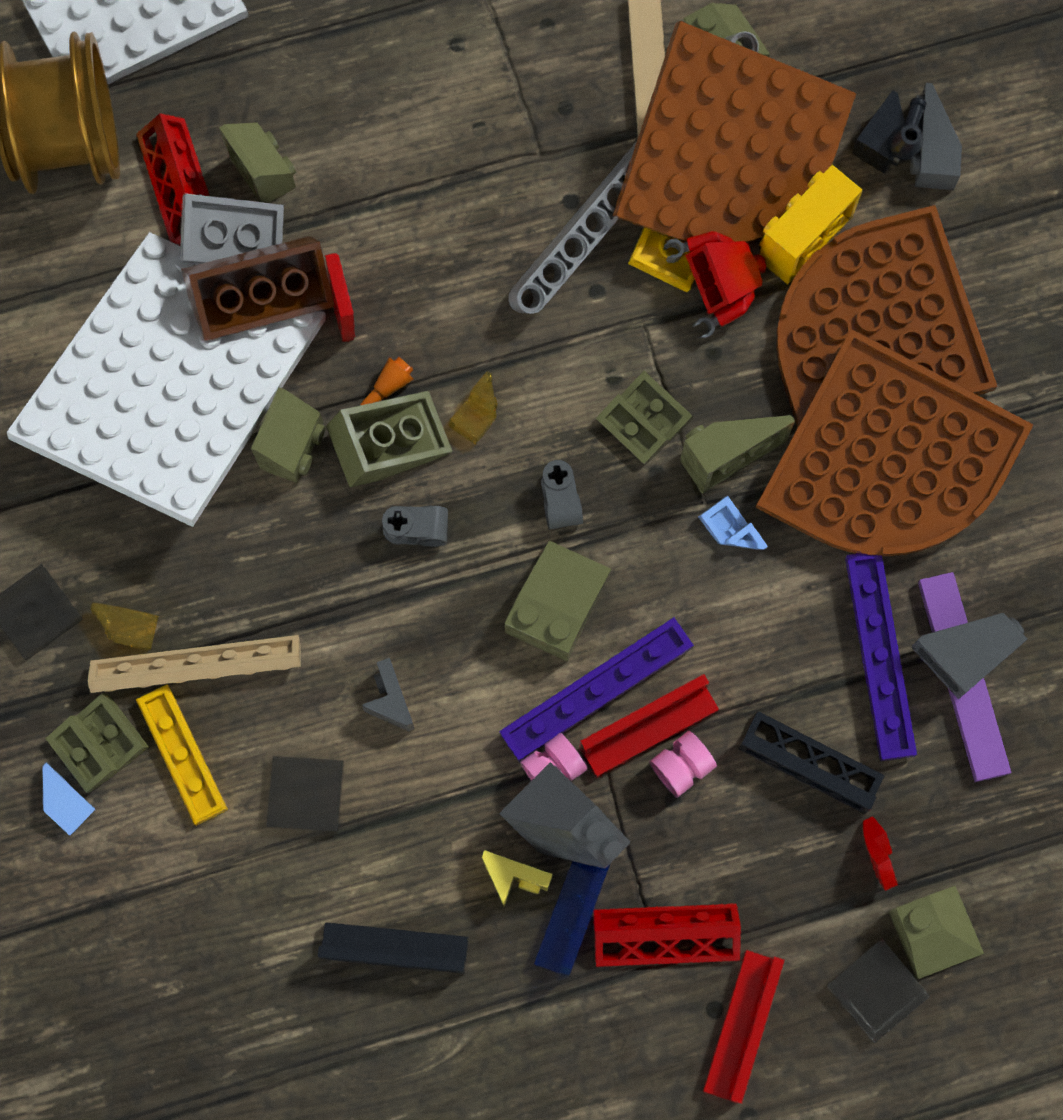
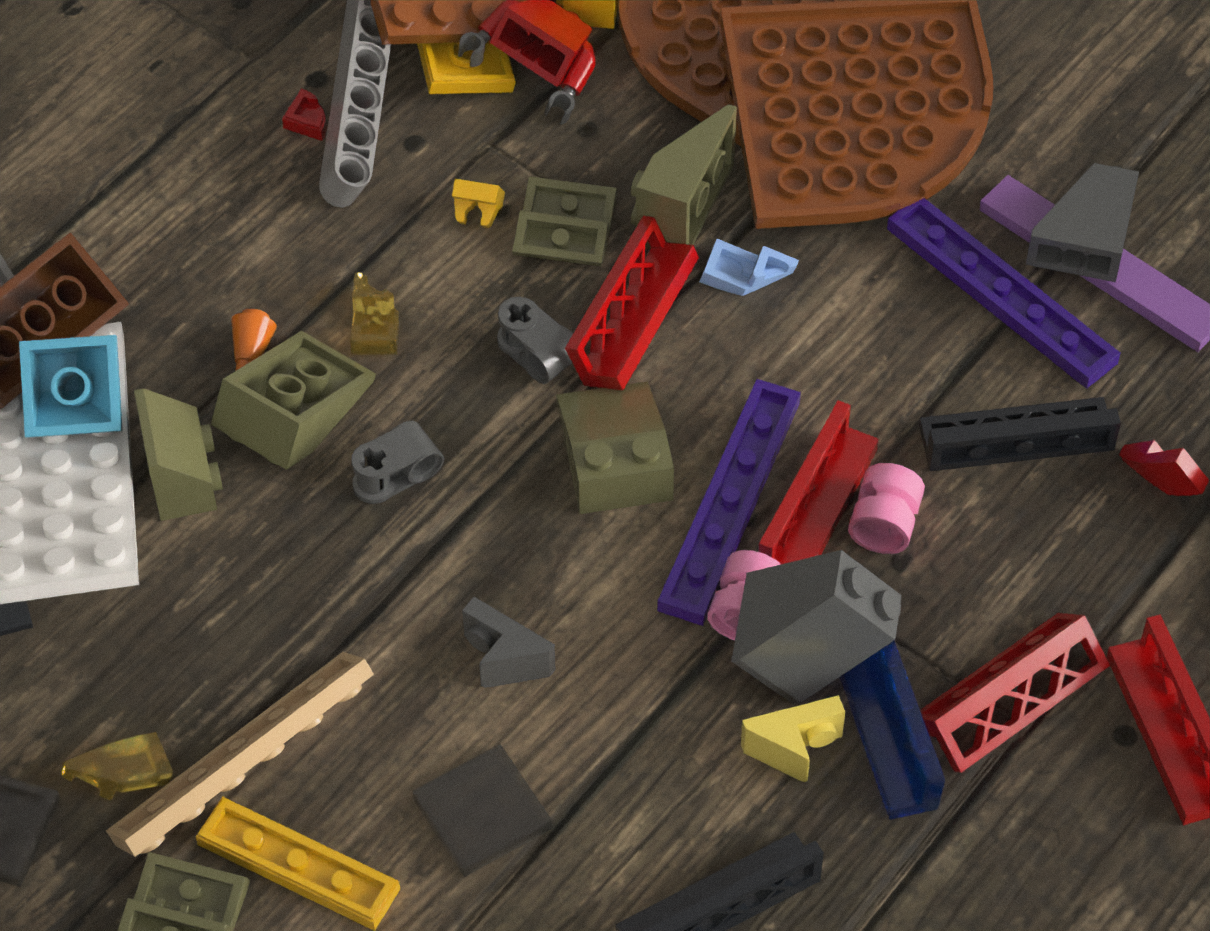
camera: 35 degrees left, 20 degrees down
(244, 357) = (70, 386): none -> medium azure slope
(341, 298) = (138, 283): red tile -> none
(542, 227) = (306, 116): none -> red tile
(602, 363) = (470, 194): none -> yellow tile
(638, 514) = (633, 312): none -> red fence

